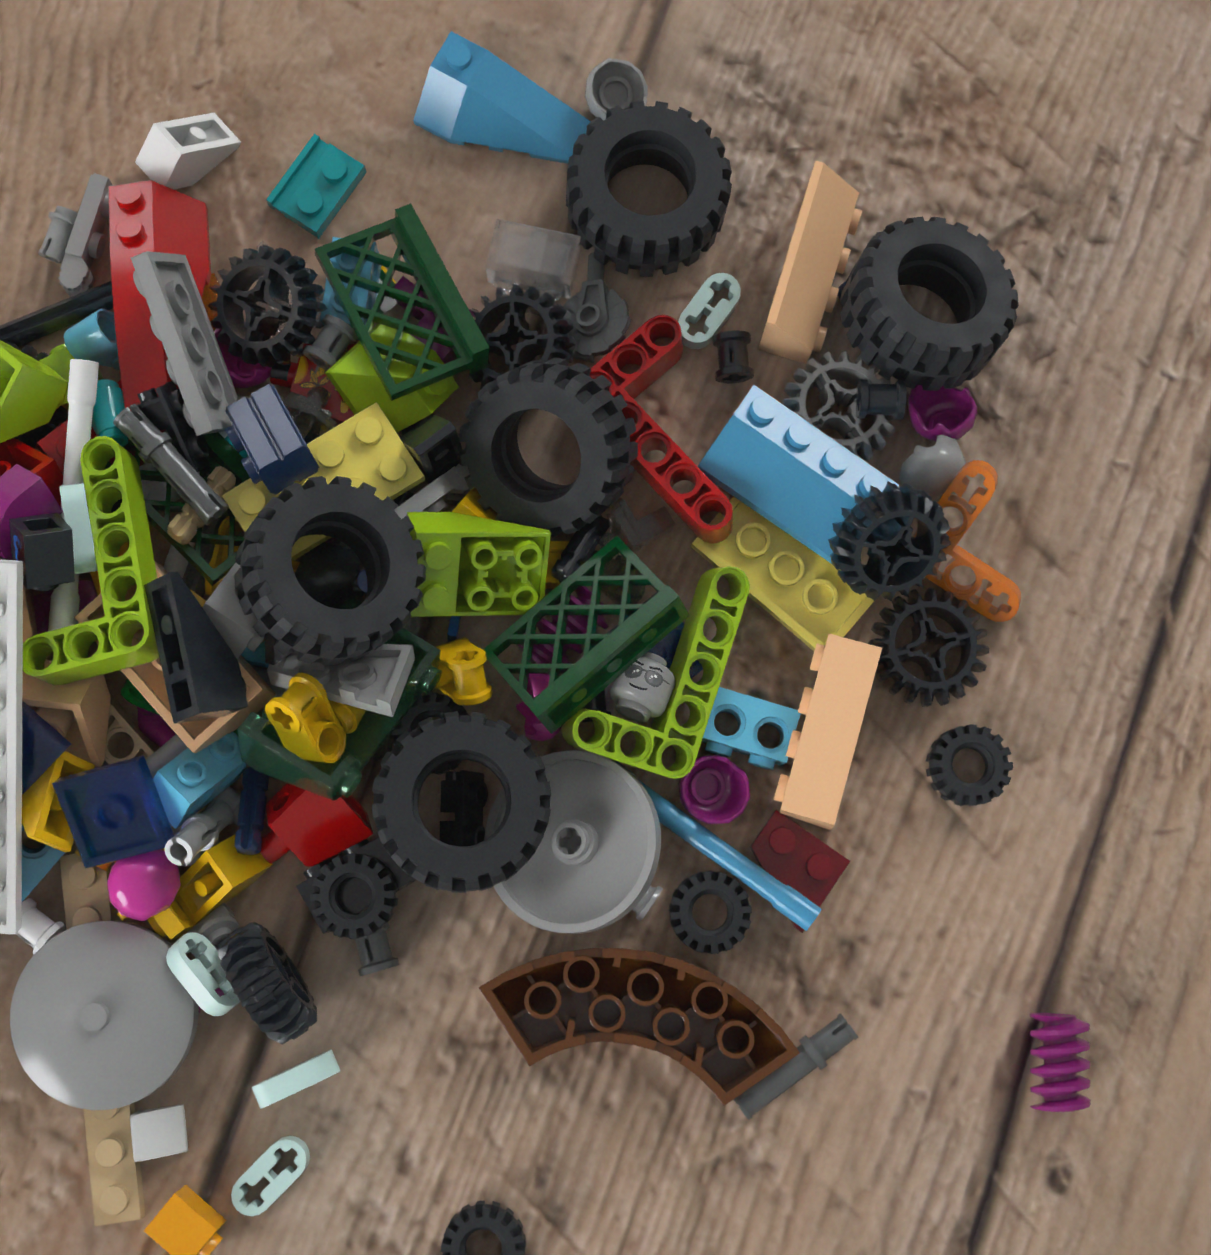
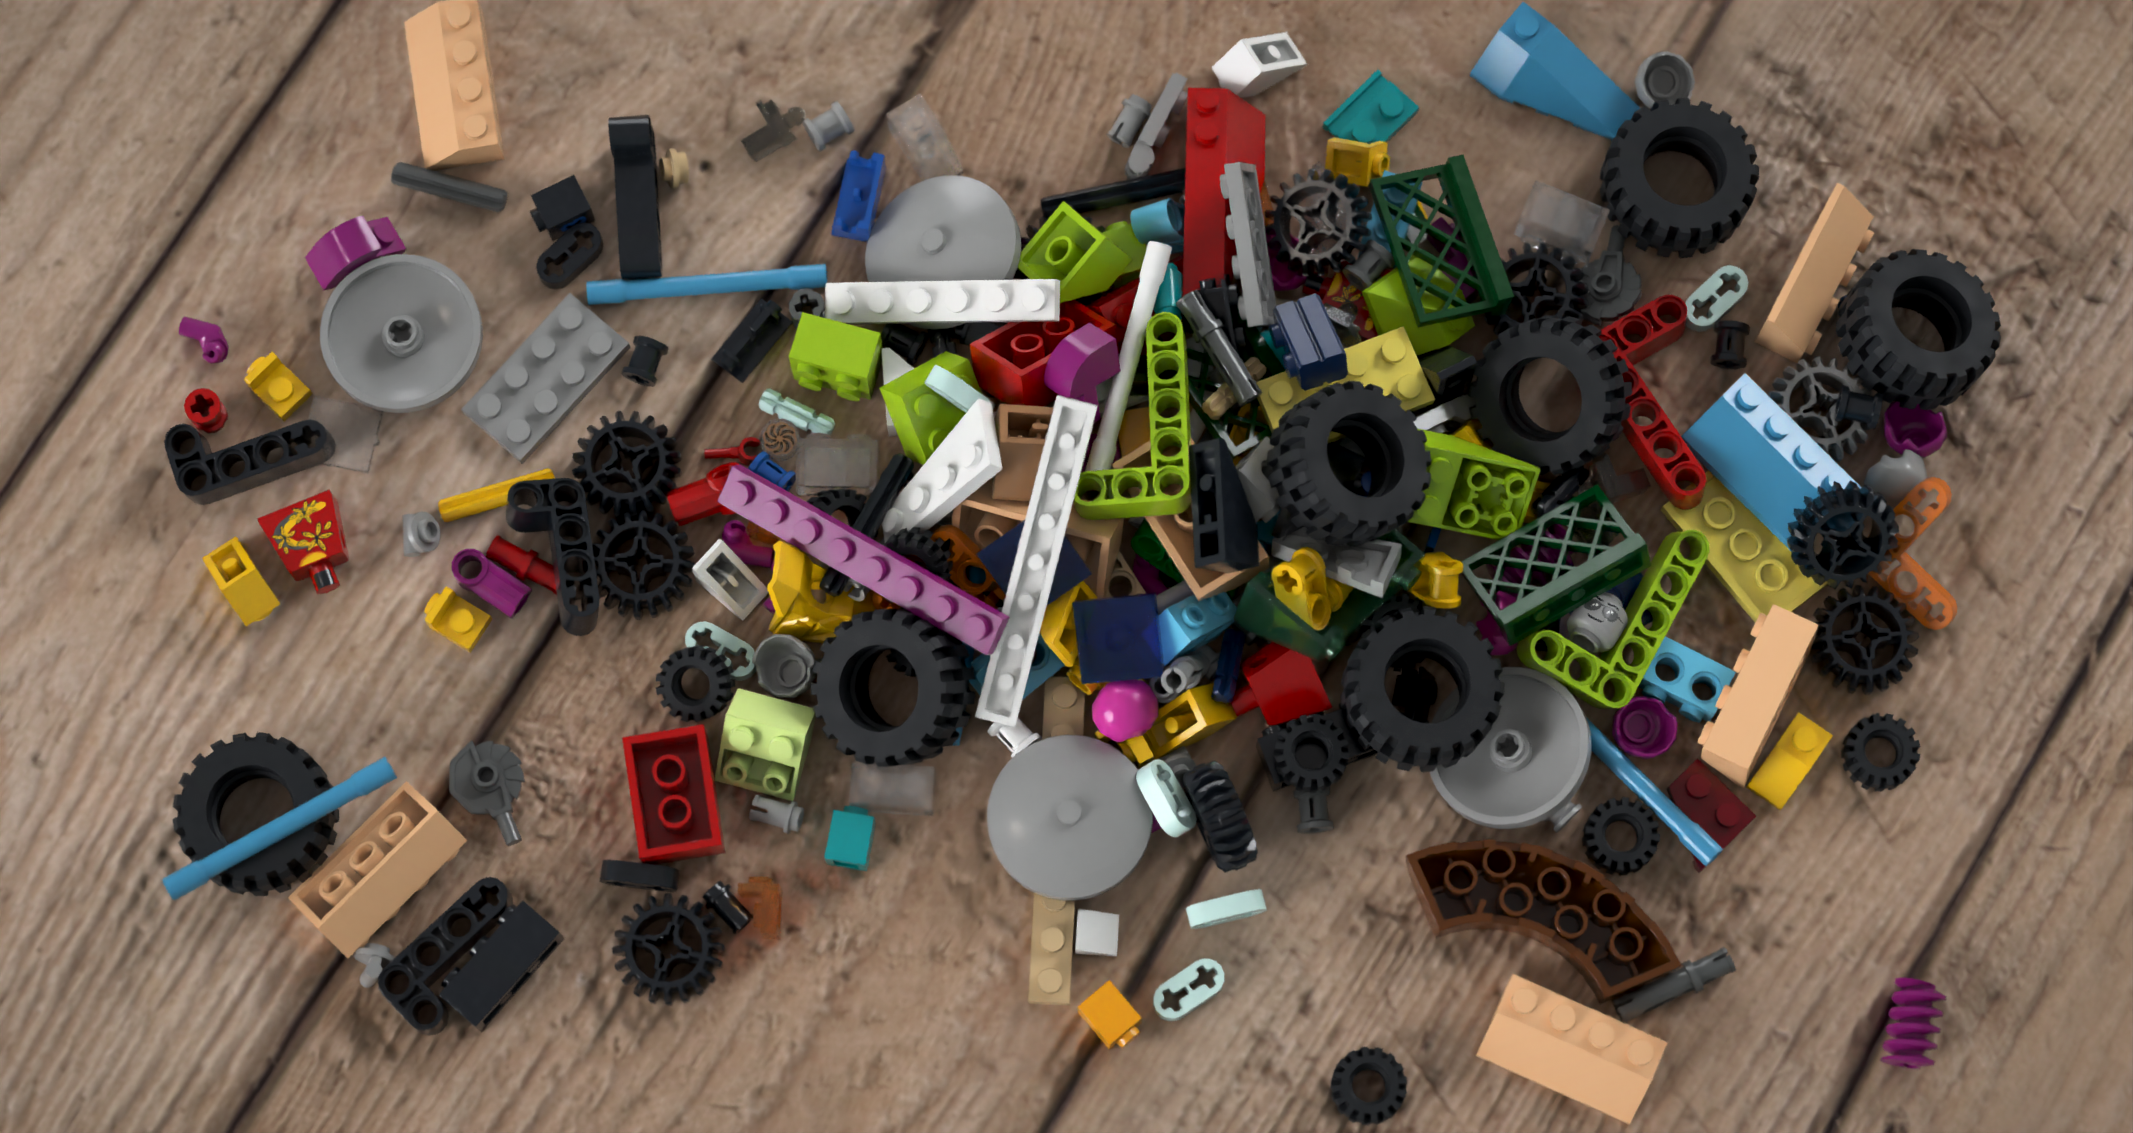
camera: 15 degrees right, 5 degrees down
(45, 548) = (1115, 399): black brick -> none
(77, 517) = (1135, 388): light aqua beam -> none
(305, 231) = (1357, 160): none -> yellow bracket
(698, 1160) = (1571, 1049): none -> light nougat slope
(875, 794) = (1789, 761): none -> yellow slope

